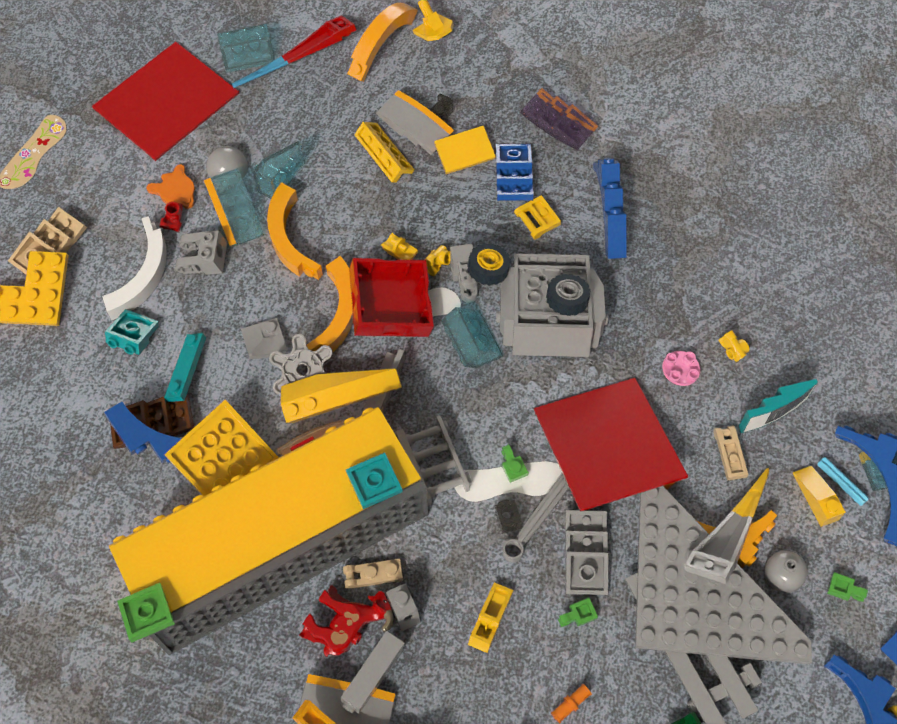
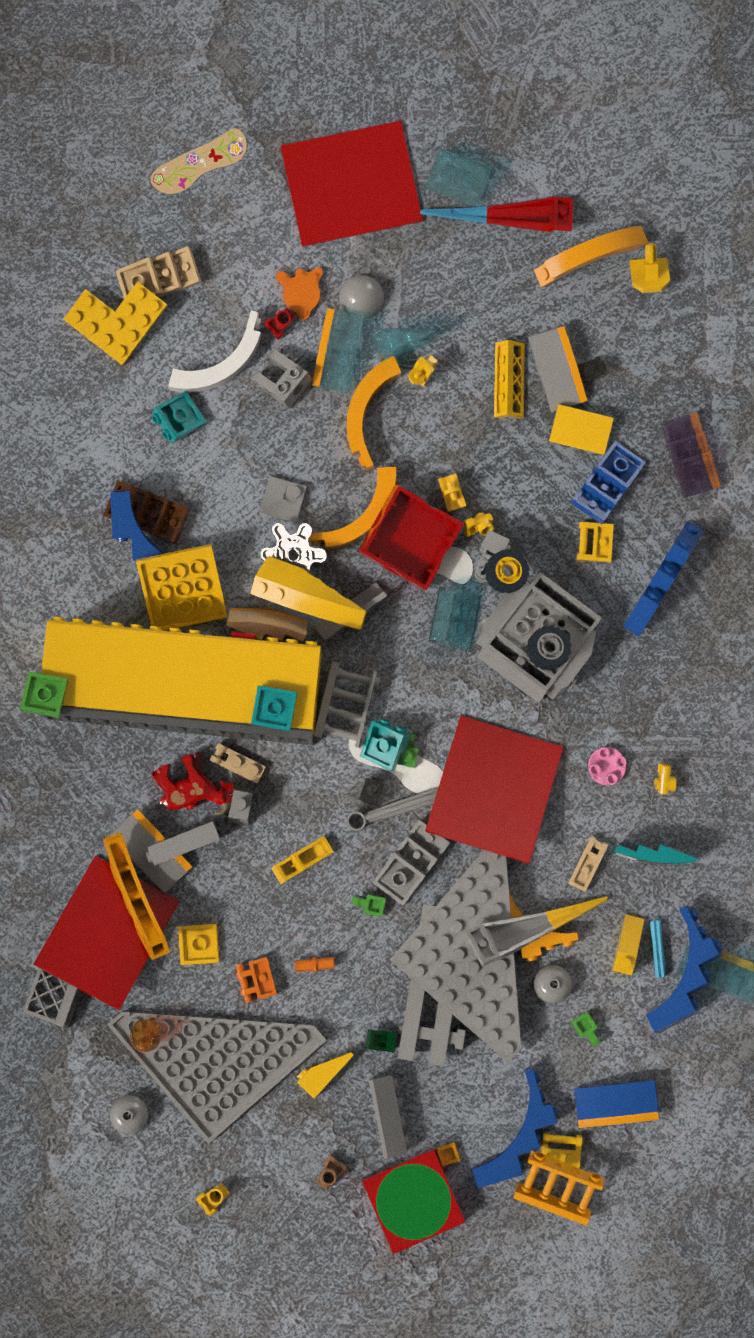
camera: 35 degrees right, 20 degrees up
(185, 367) = (202, 483): teal plate -> none
(312, 179) = (422, 370): none -> yellow hips
(489, 468) = (385, 744): none -> teal plate

